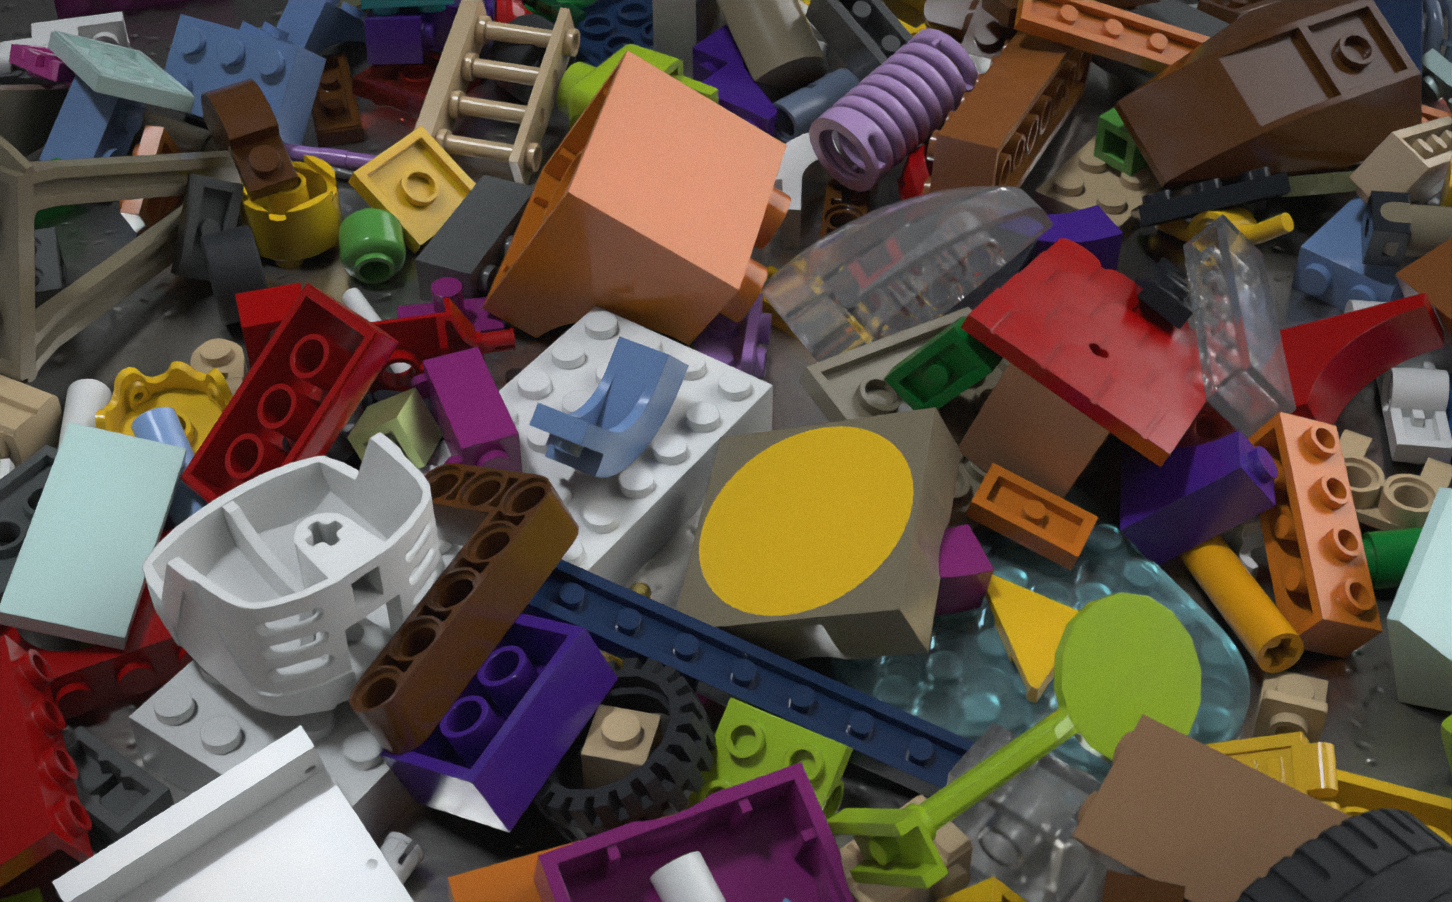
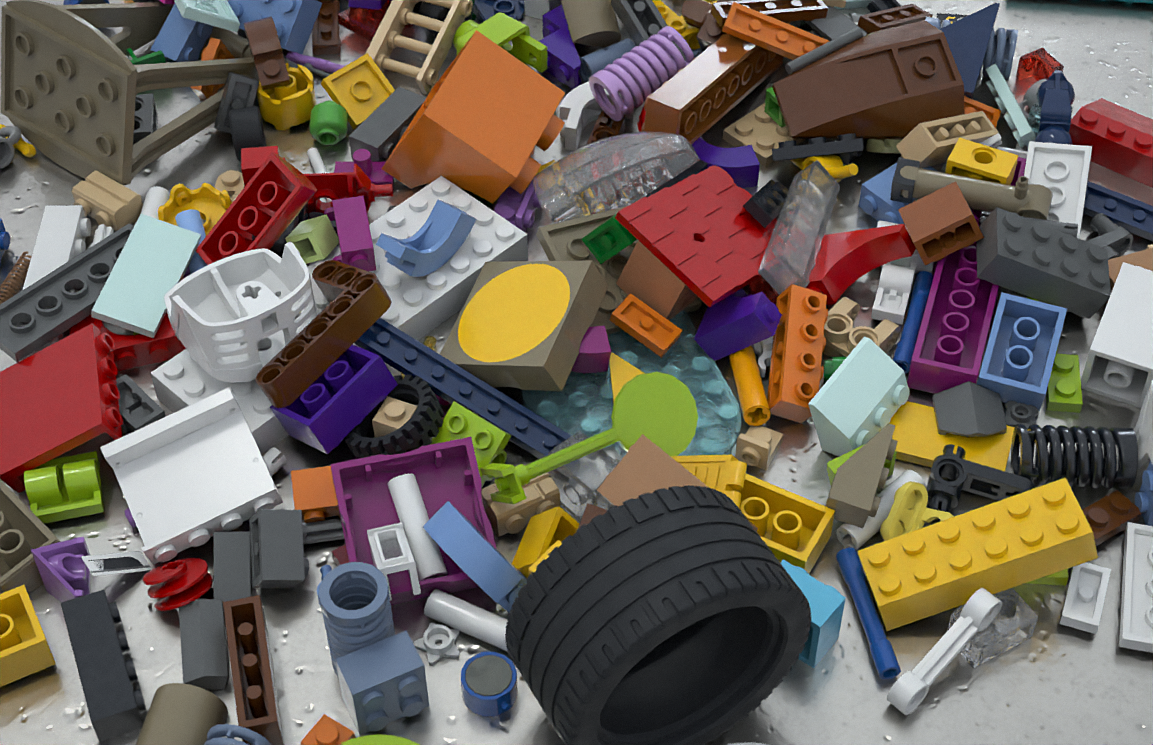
camera: 10 degrees right, 5 degrees up
(1183, 45) = (823, 50): none -> dark grey bar

